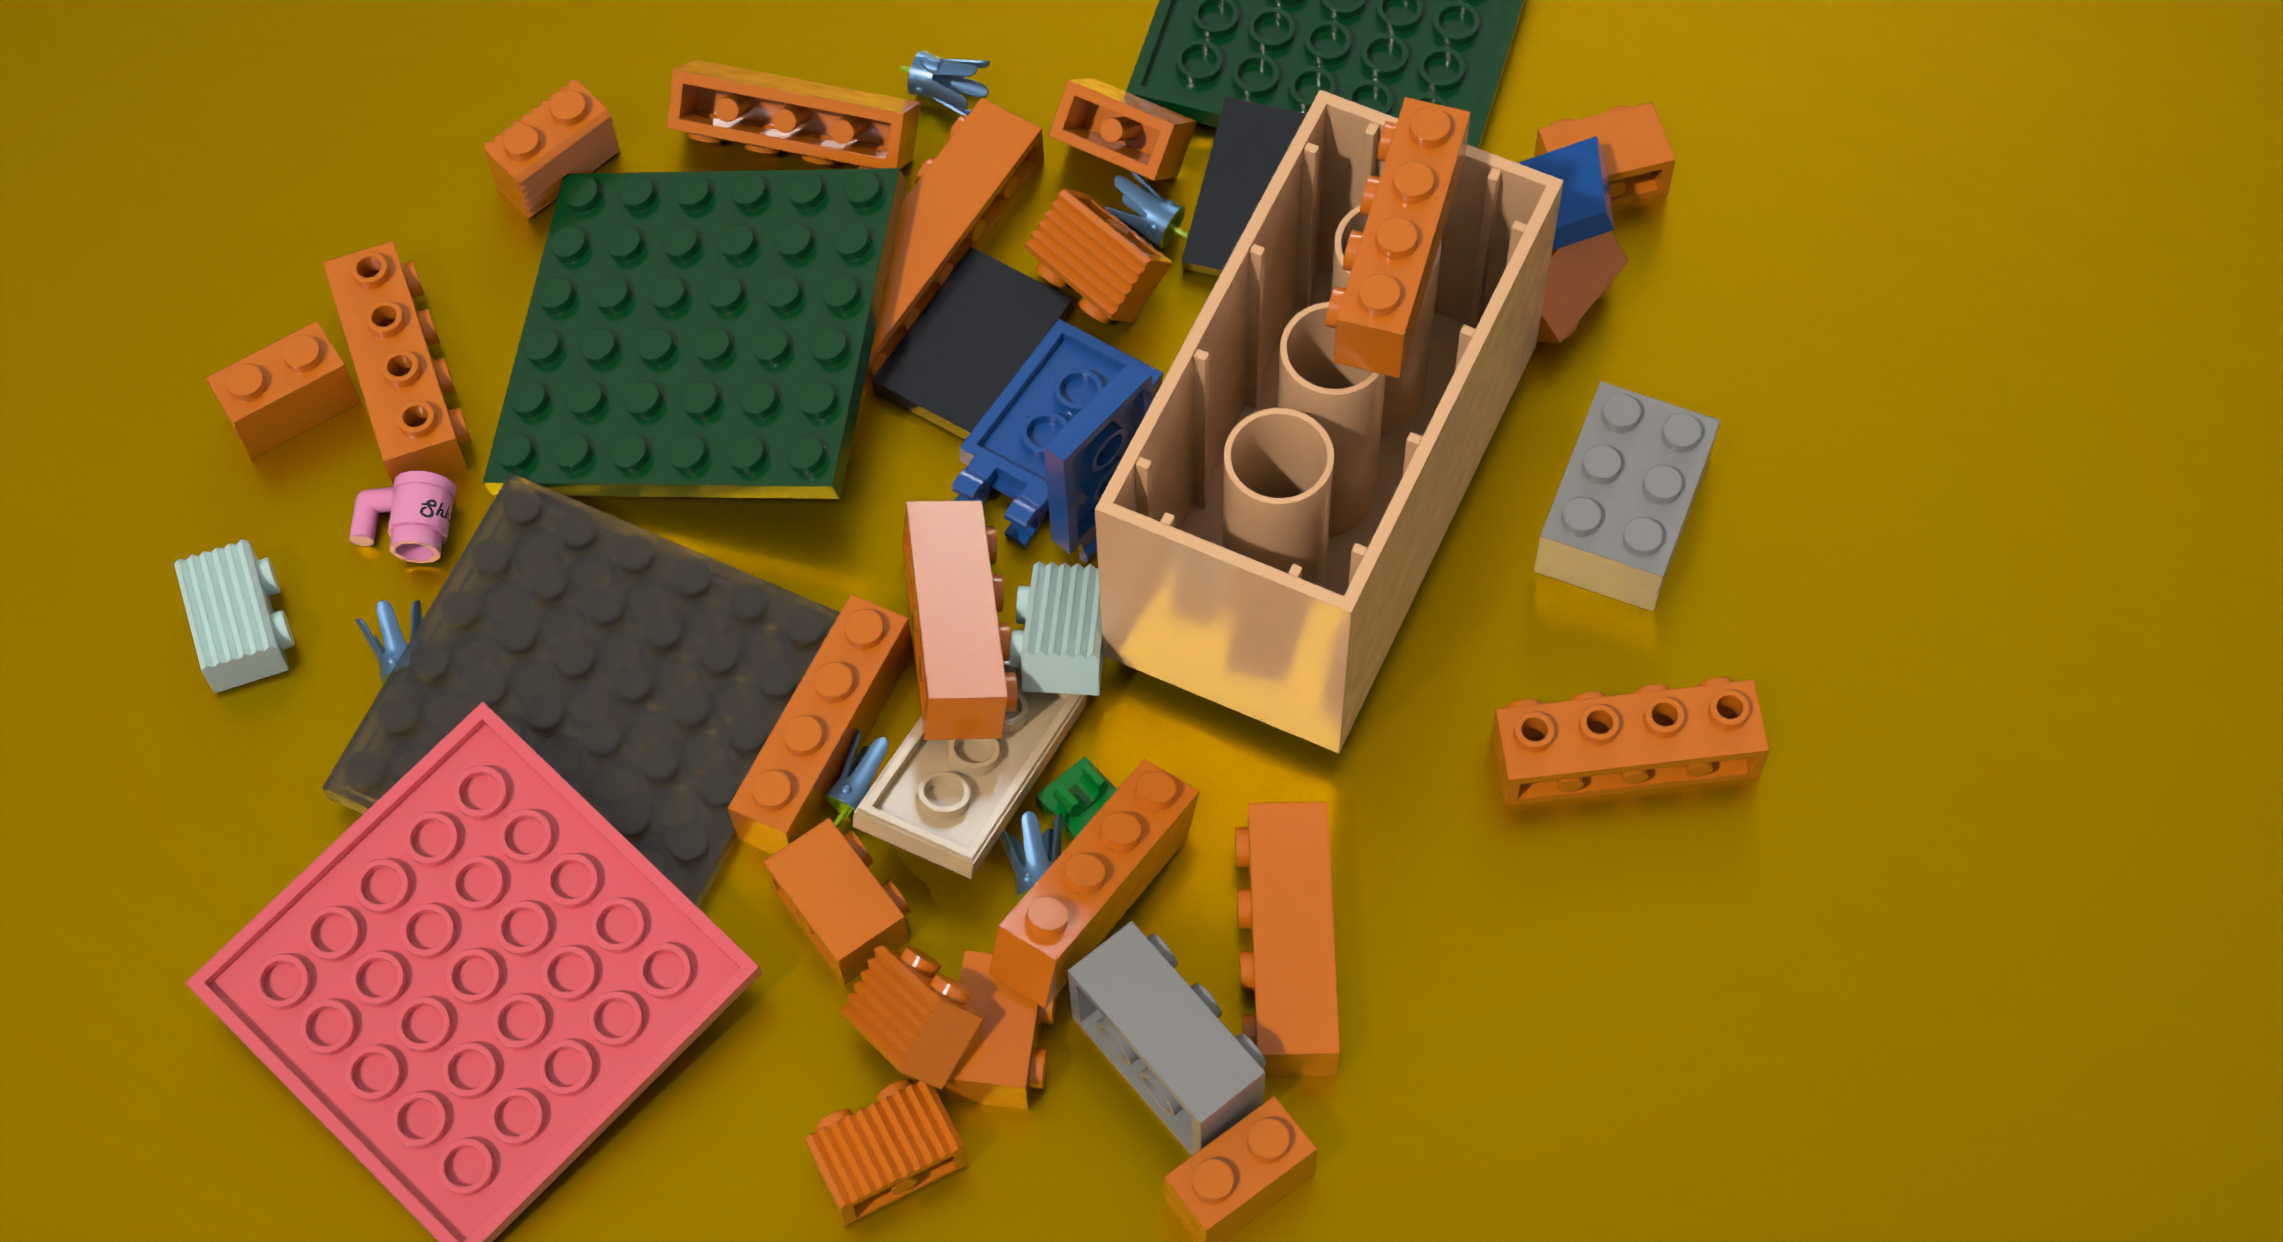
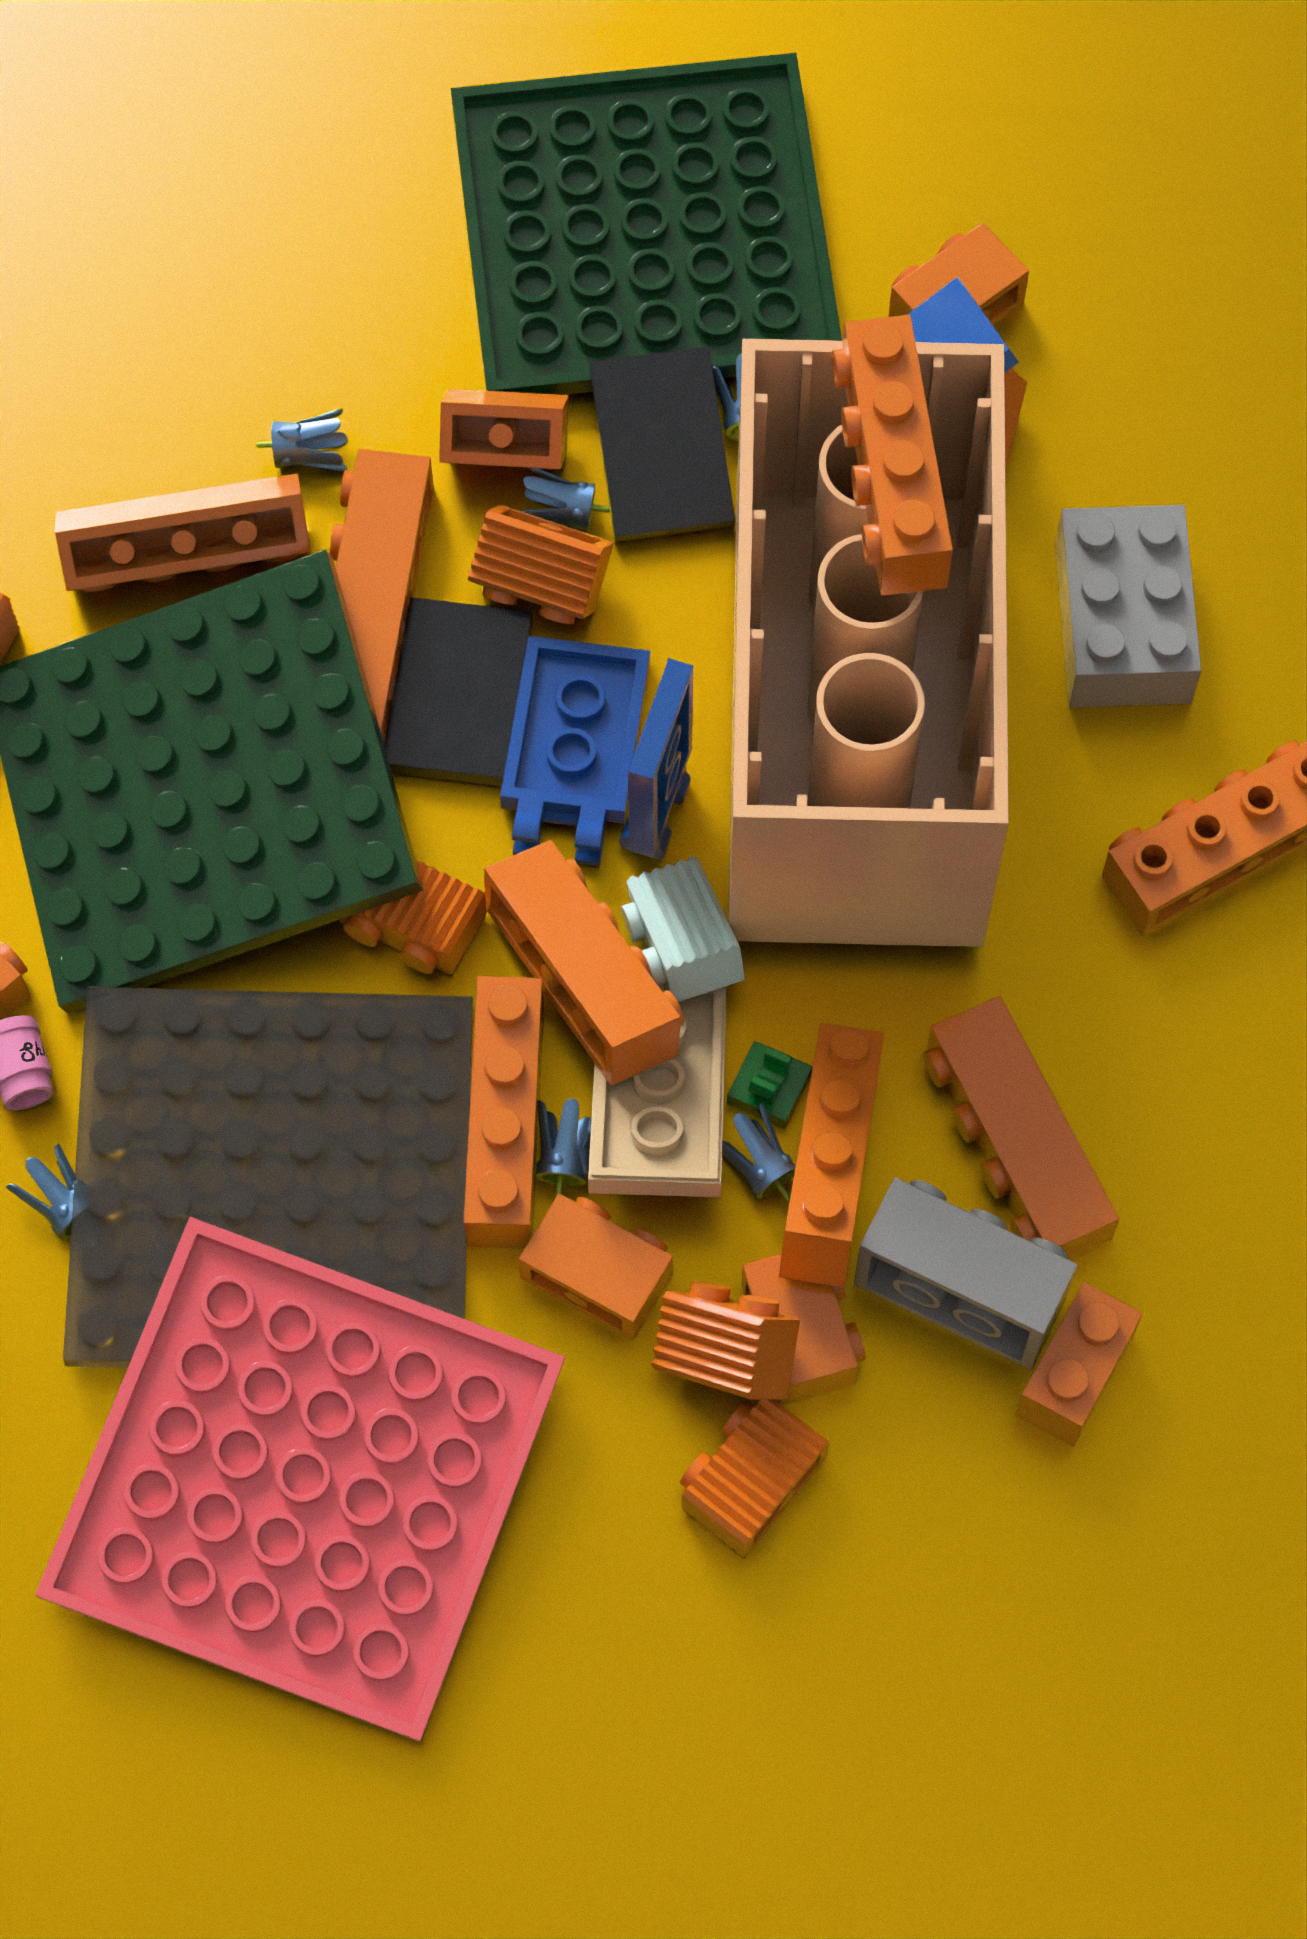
camera: 25 degrees left, 5 degrees up
(841, 535) = (426, 927): none -> orange brick

